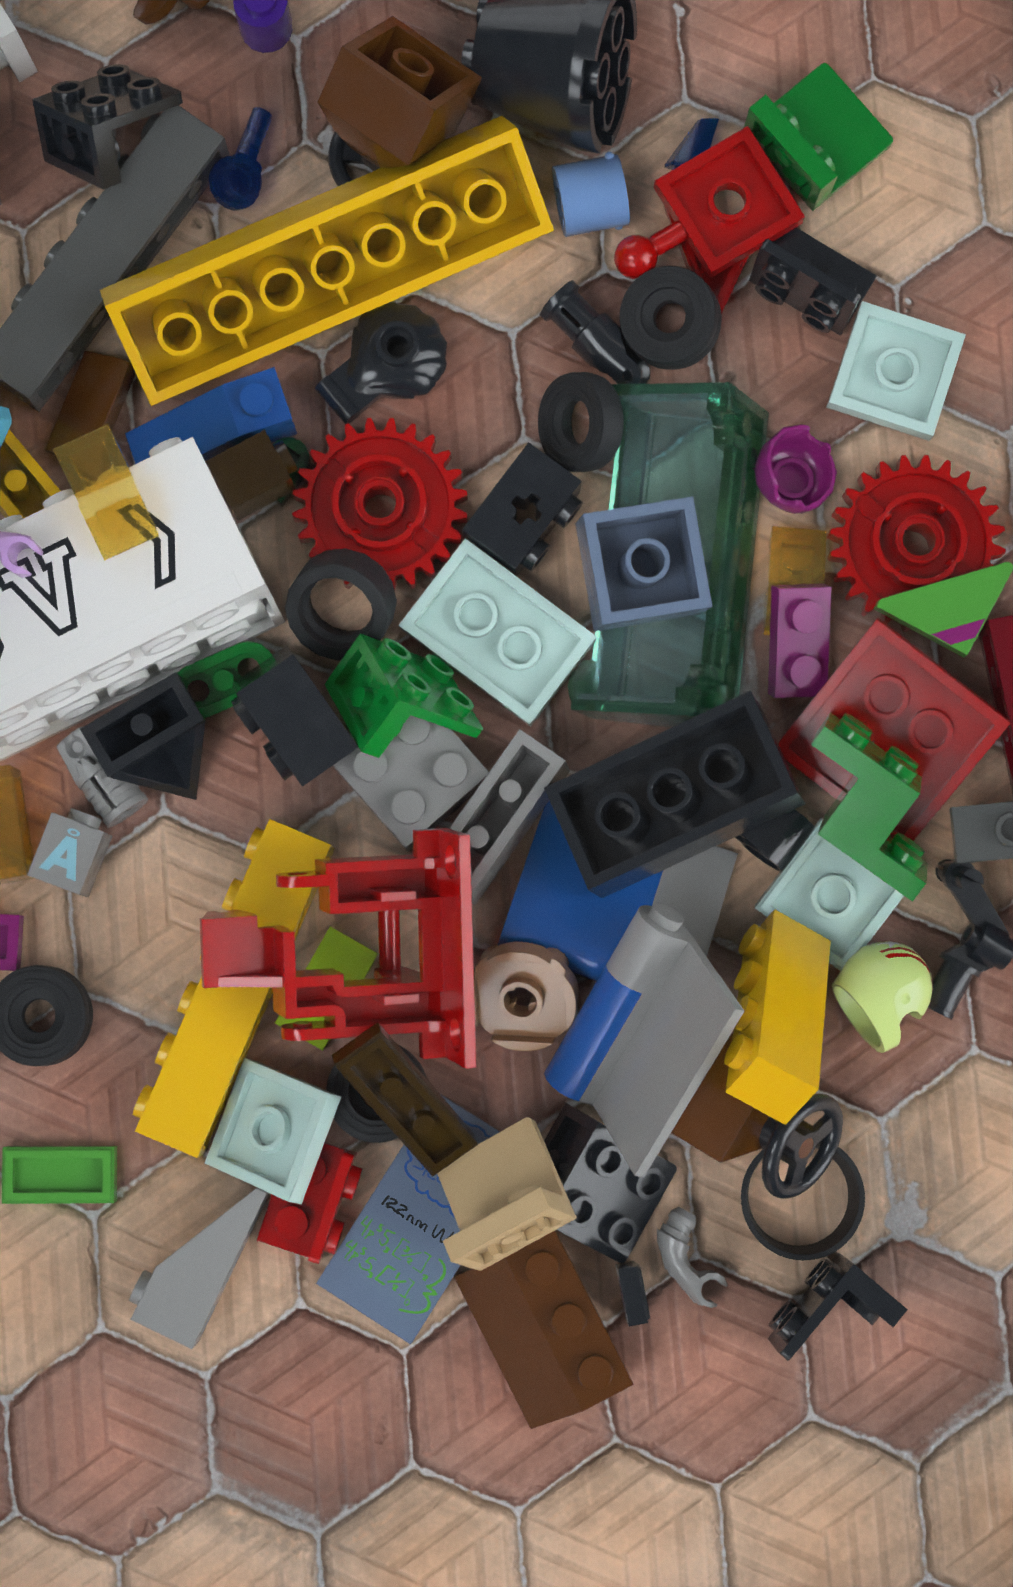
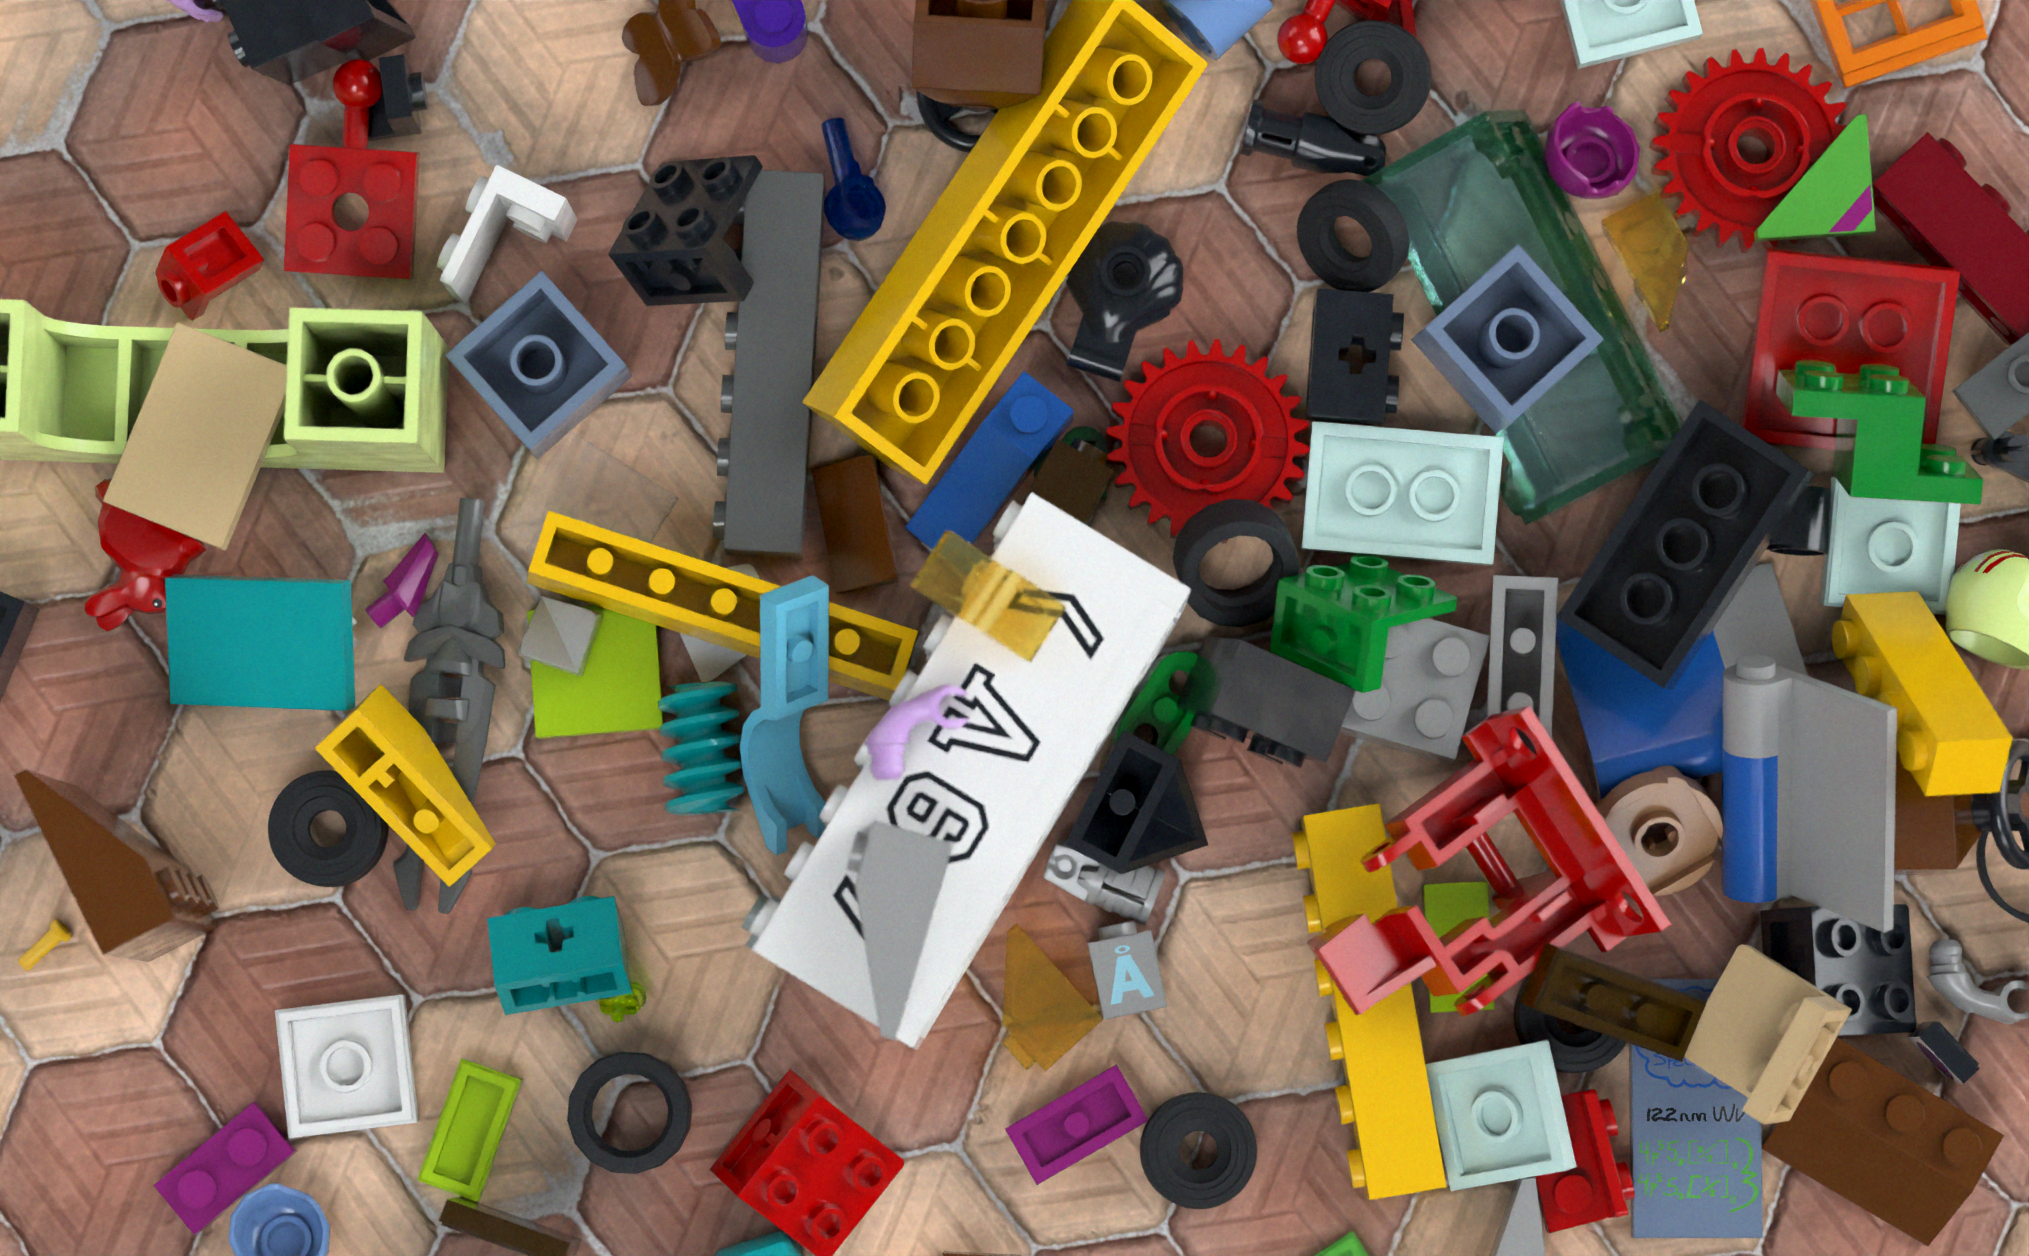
camera: 30 degrees left, 0 degrees up
(799, 639) = (1700, 316): magenta plate -> none

